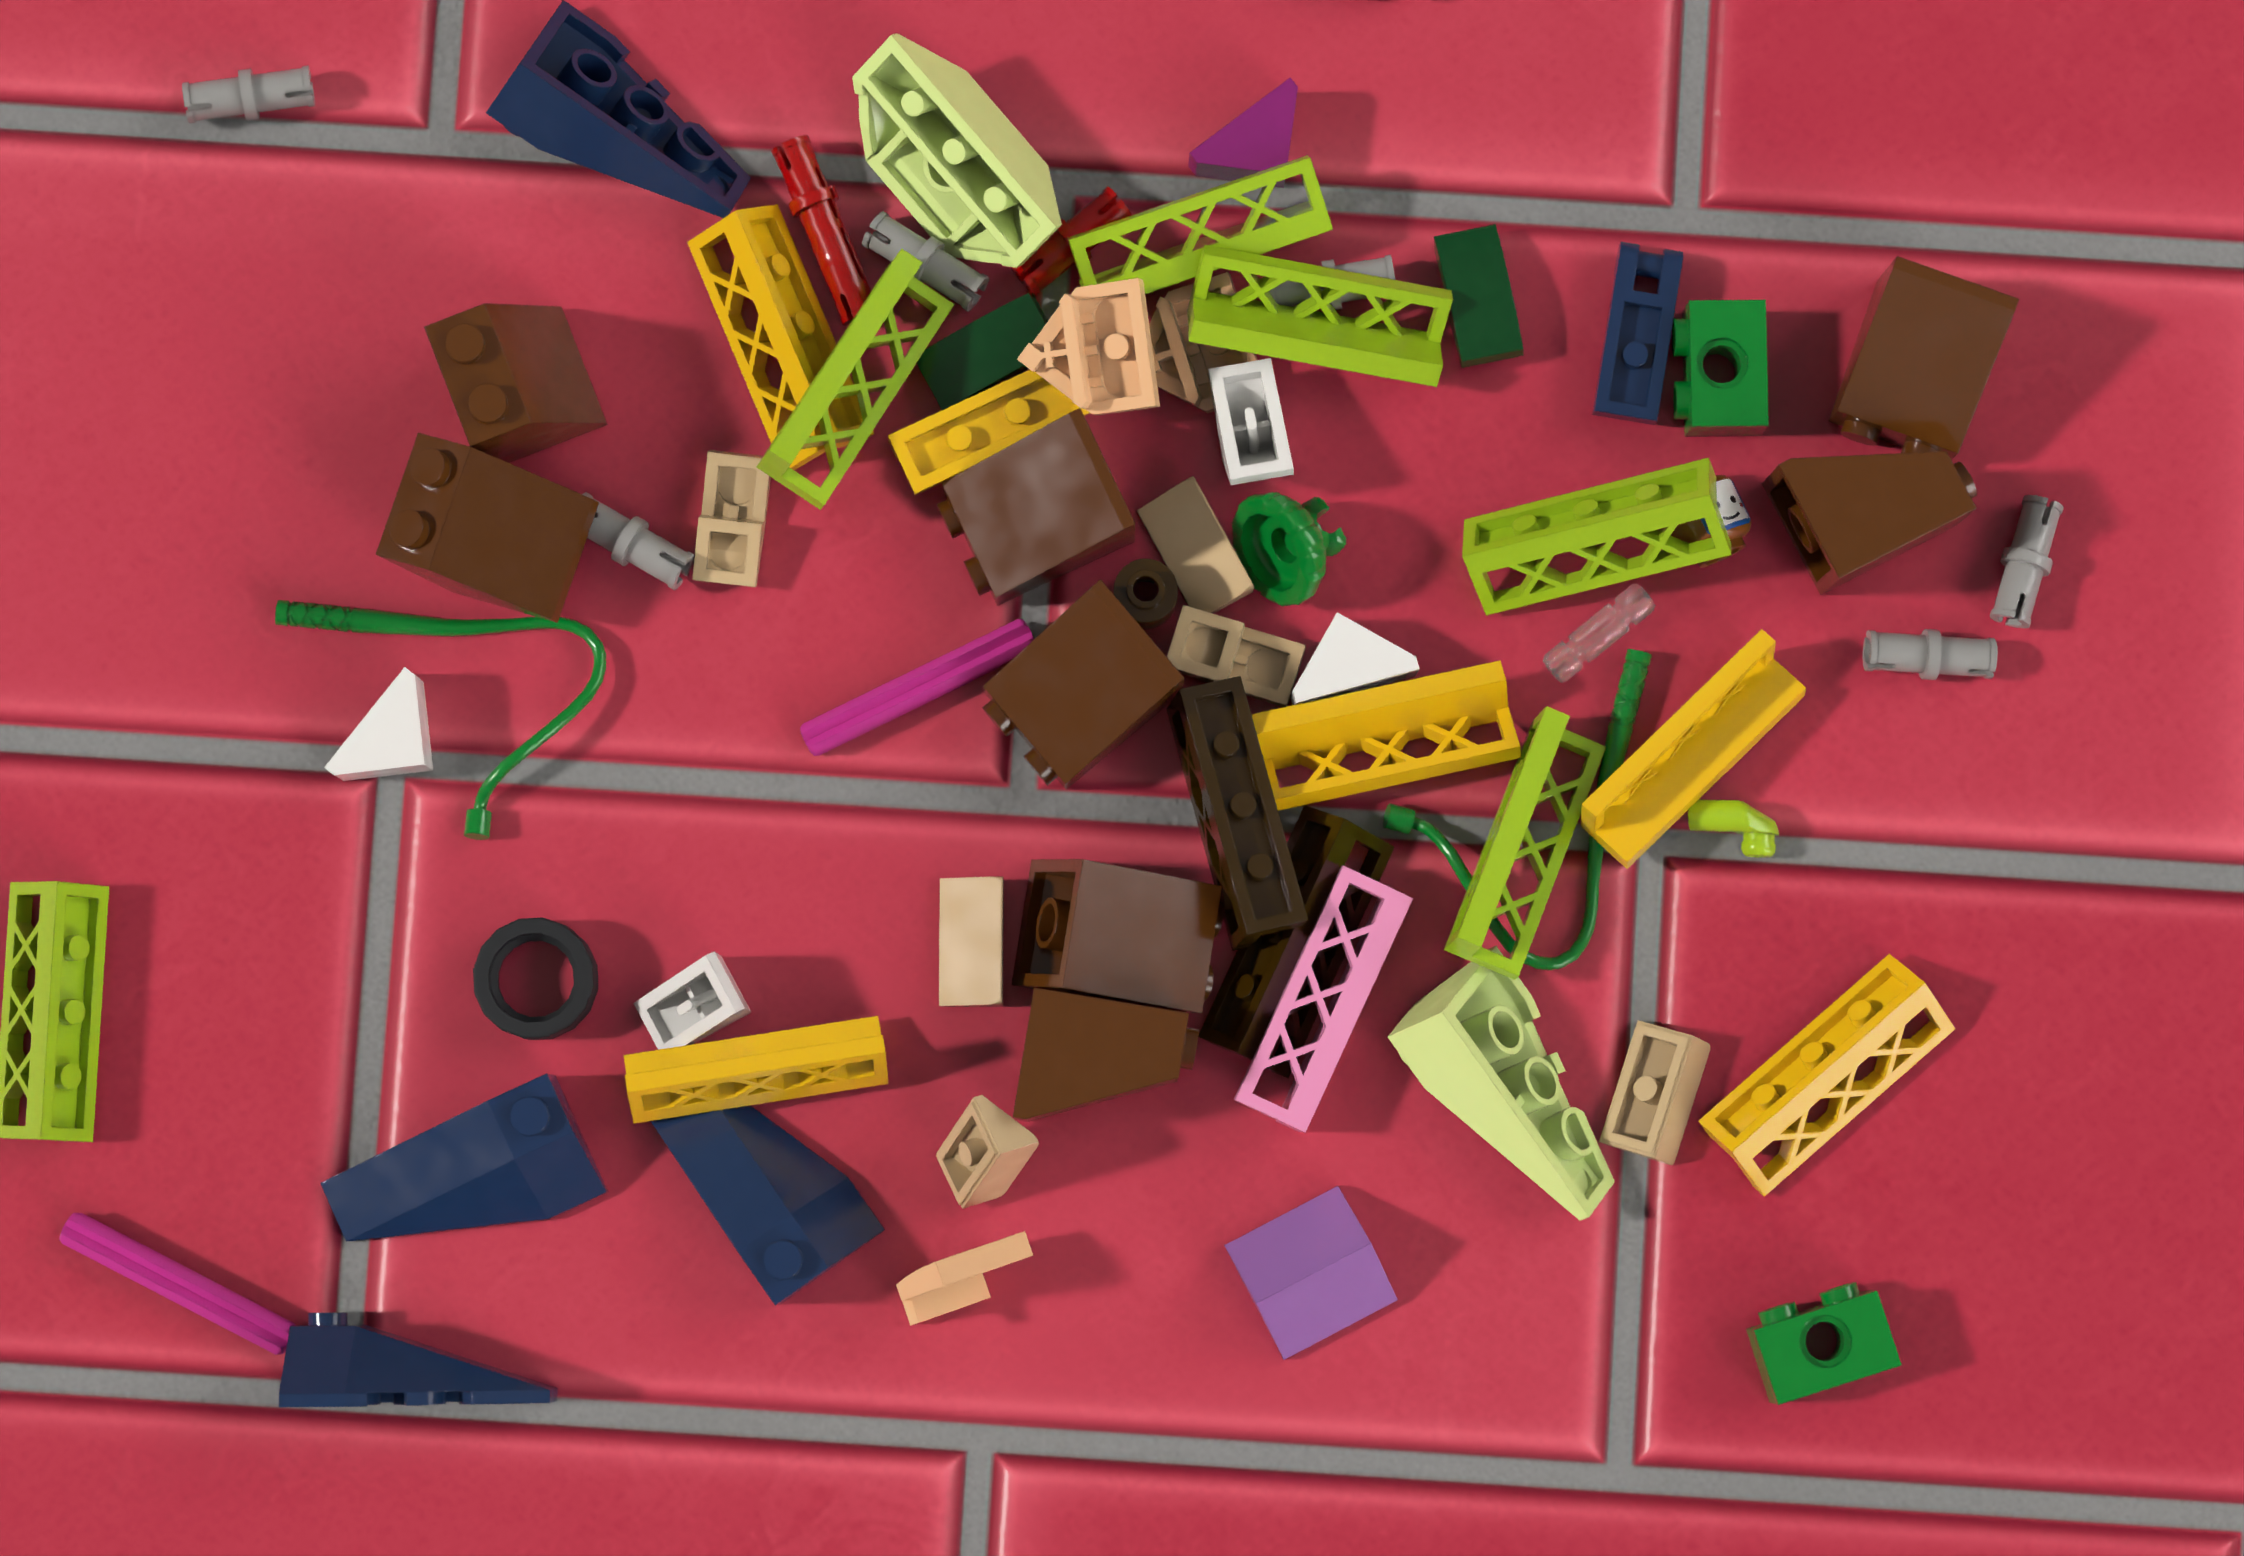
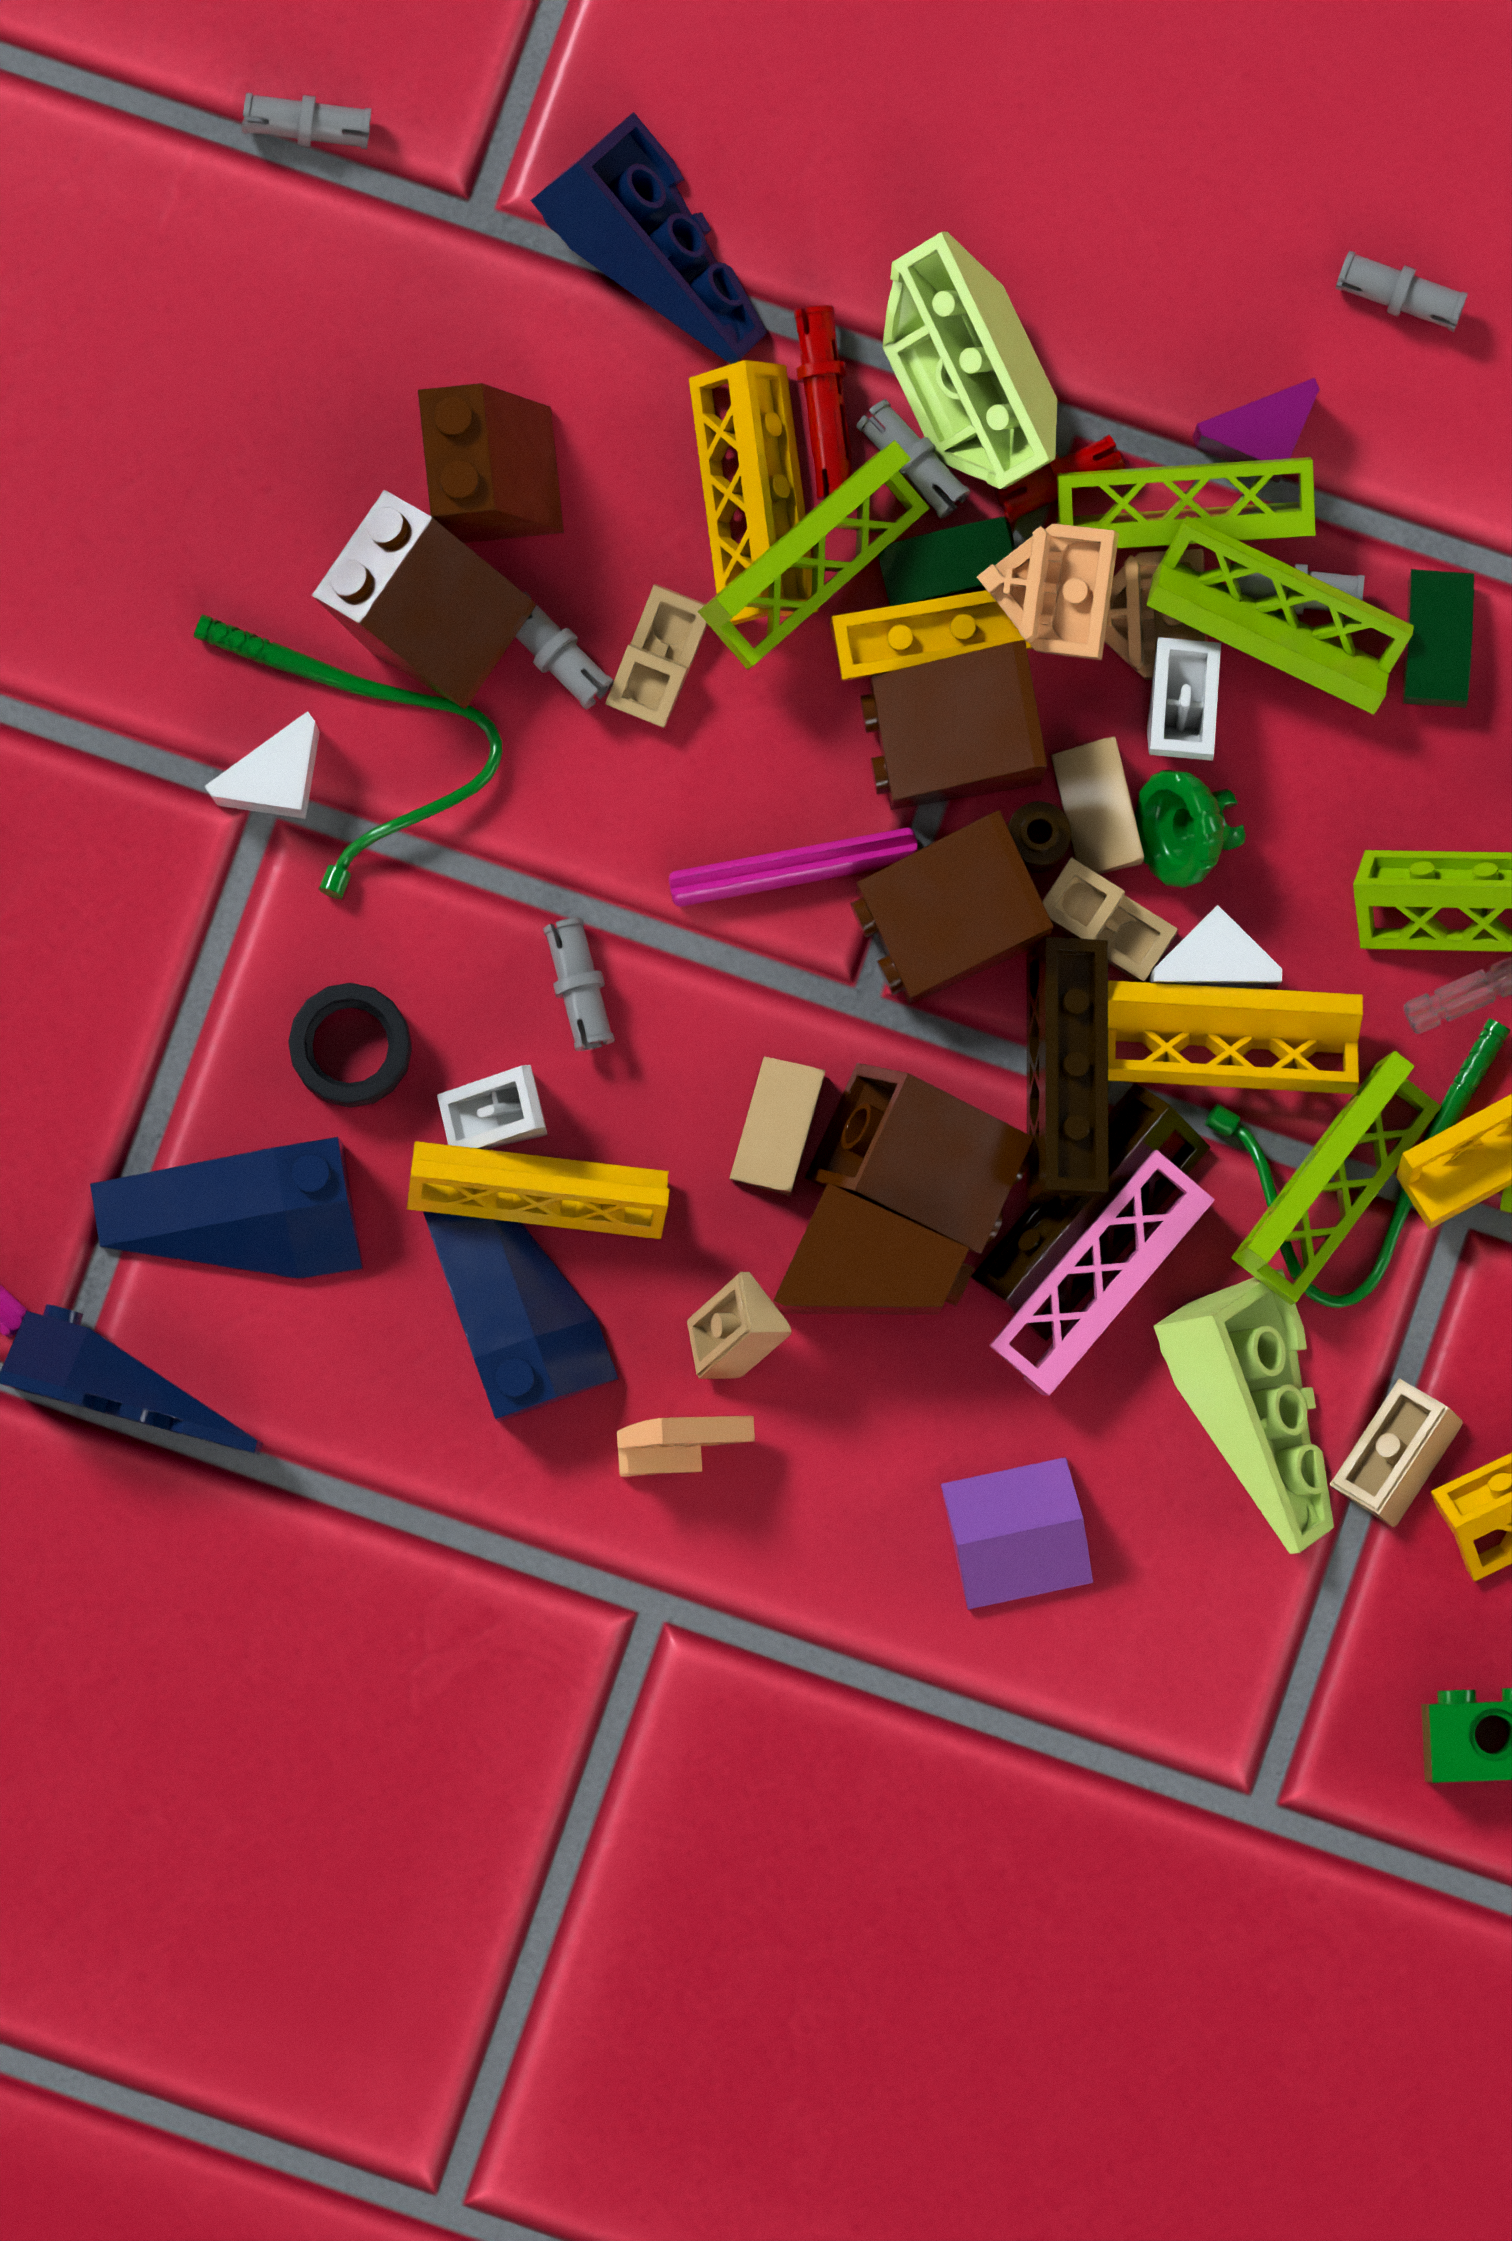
camera: 15 degrees right, 0 degrees up
(741, 858) = (578, 984): none -> light grey pin

